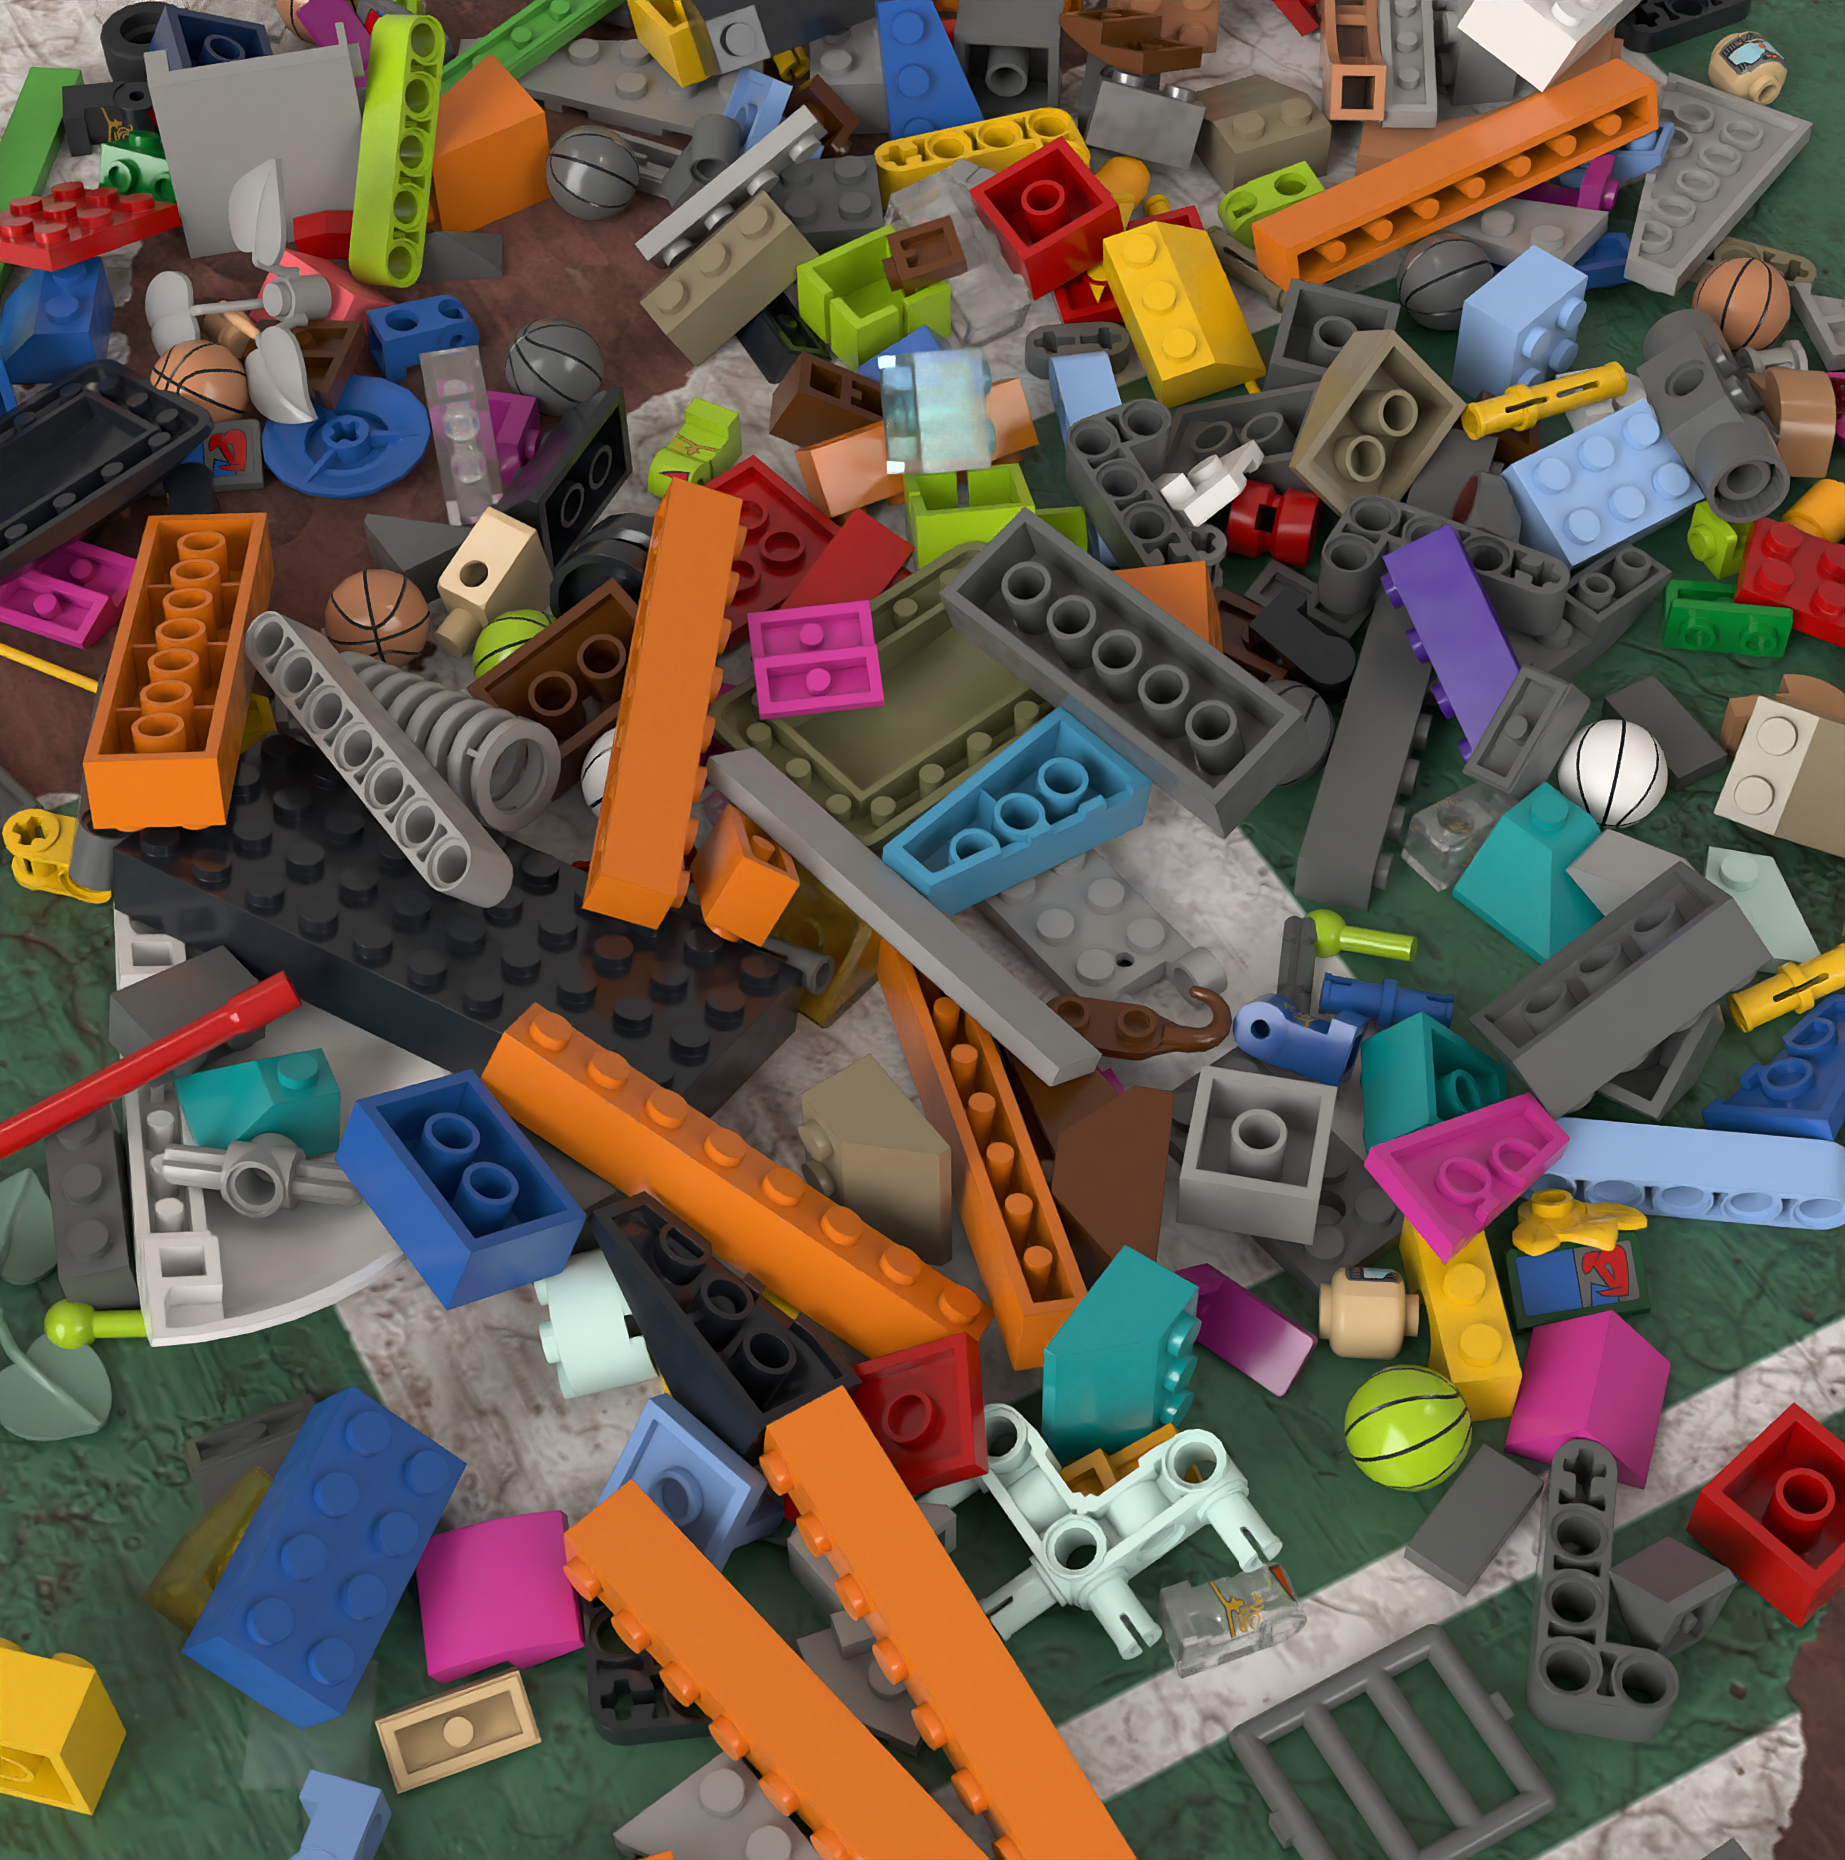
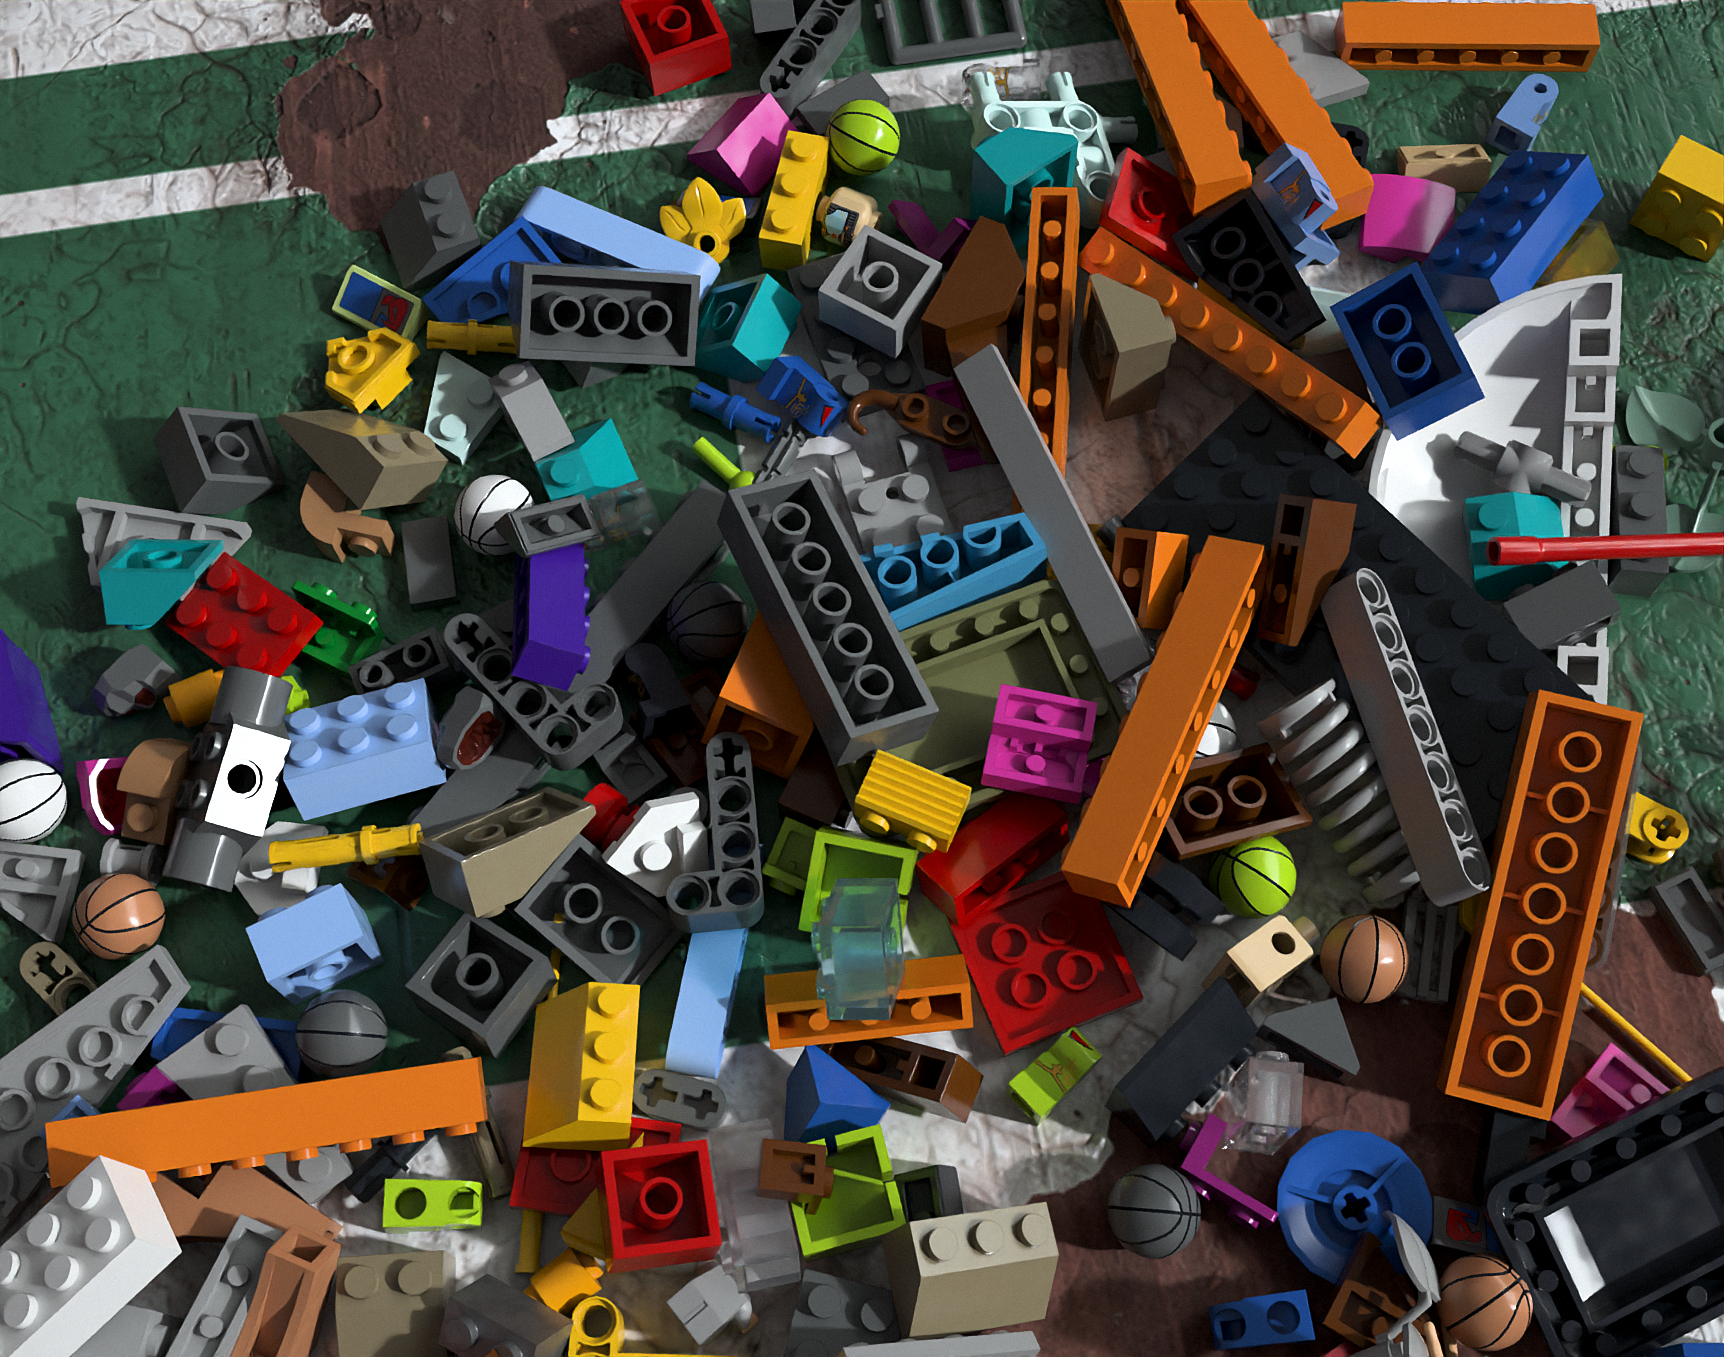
camera: 160 degrees left, 15 degrees up
(541, 900) = (1304, 558): none -> reddish brown slope
(679, 1482) = (1299, 186): none -> medium blue leg
(925, 550) = (911, 802): none -> yellow brick
(1467, 1169) = (762, 240): dark pink wing -> none

